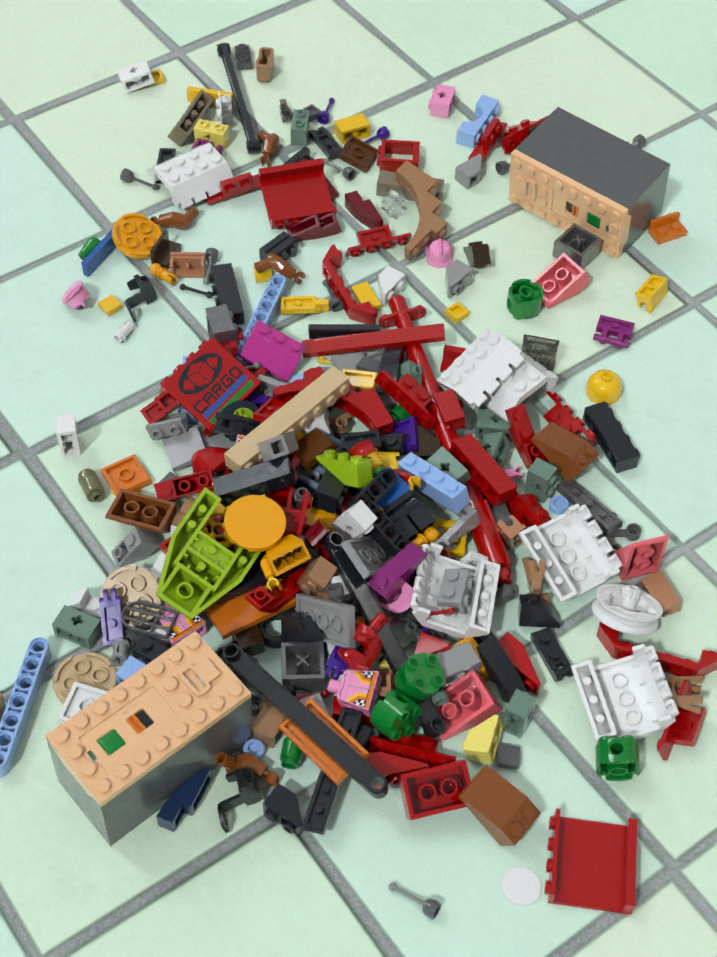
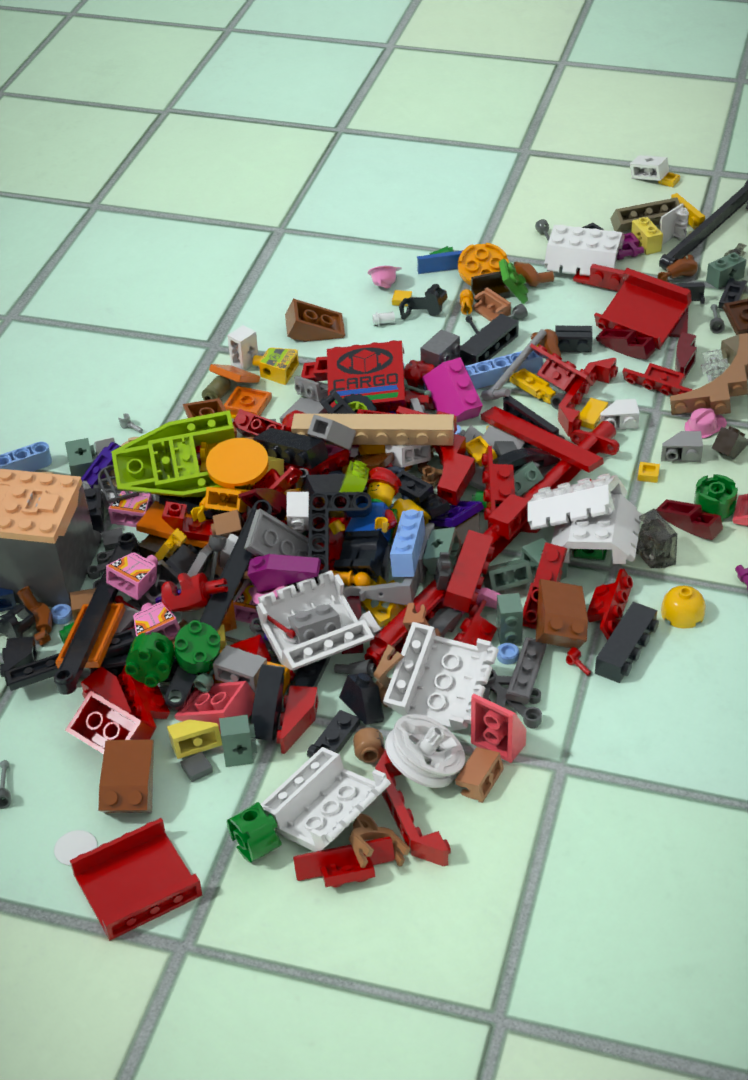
camera: 55 degrees right, 10 degrees down
(59, 568) = (126, 422): none -> light grey hand
(79, 374) = (313, 322): none -> dark orange slope
(89, 461) = (234, 373): none -> orange tile
(105, 428) = (277, 364): none -> yellow torso
(180, 232) = (513, 280): none -> bright green tile
(280, 625) = (171, 545): none -> yellow hinge
(288, 329) = (495, 392): none -> light grey bar
(294, 670) = (132, 574): none -> bright pink torso
(315, 283) = (558, 372): none -> red bracket
(475, 483) = (442, 571): none -> dark grey plate
(526, 324) = (691, 518): none -> dark red slope
(584, 638) = (368, 745): none -> medium nougat head
(596, 474) = (573, 658): none -> red hand

